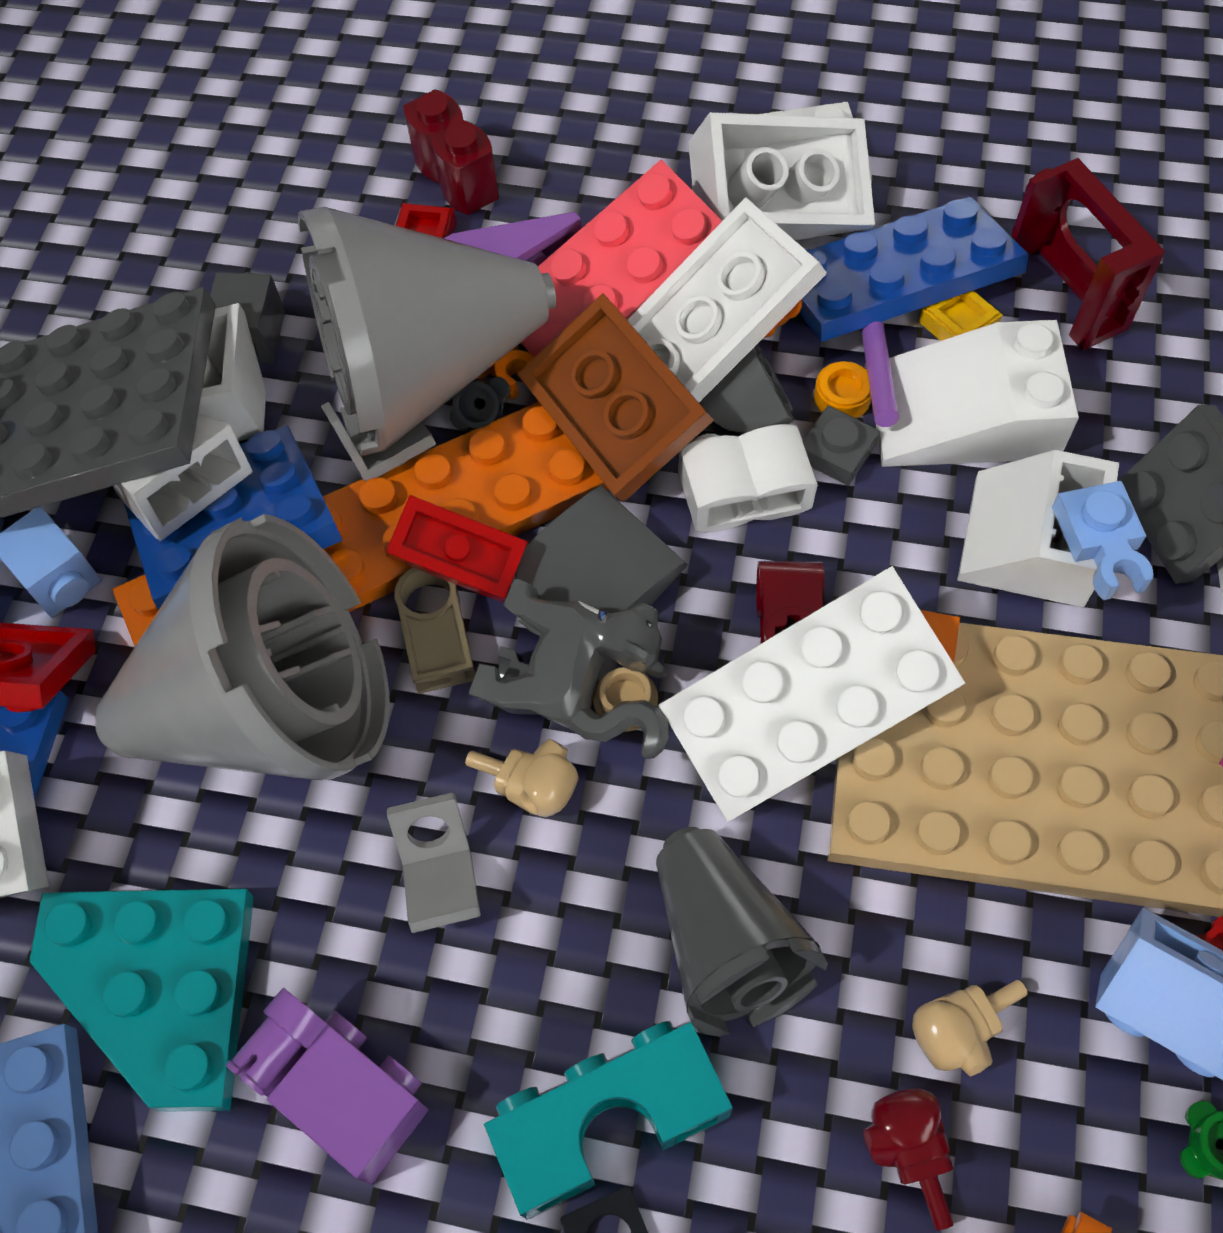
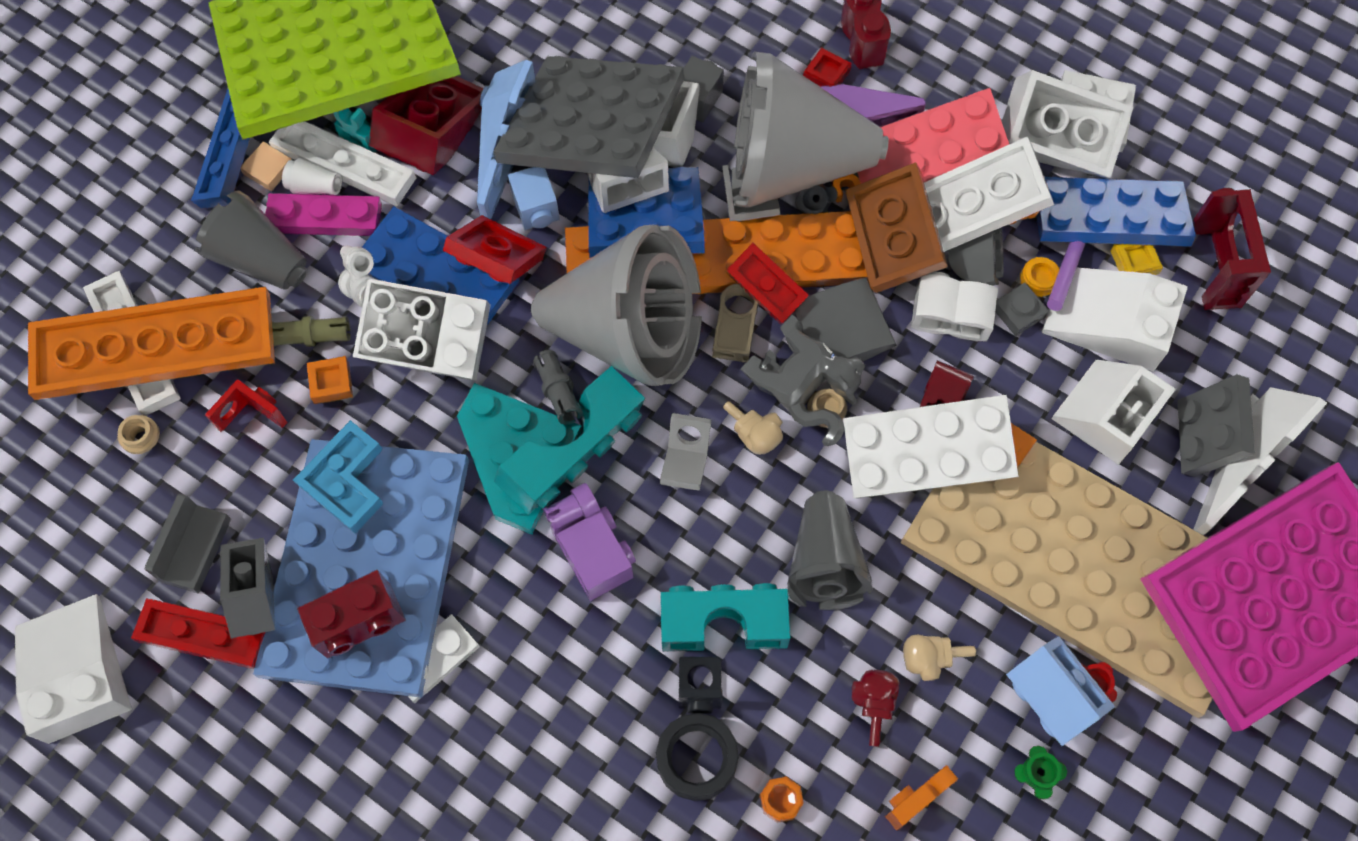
camera: 20 degrees right, 5 degrees up
(185, 843) = (557, 387): none -> dark grey pin
(194, 1004) = (537, 470): none -> teal arch
(1104, 527) = (1143, 422): light blue plate -> none

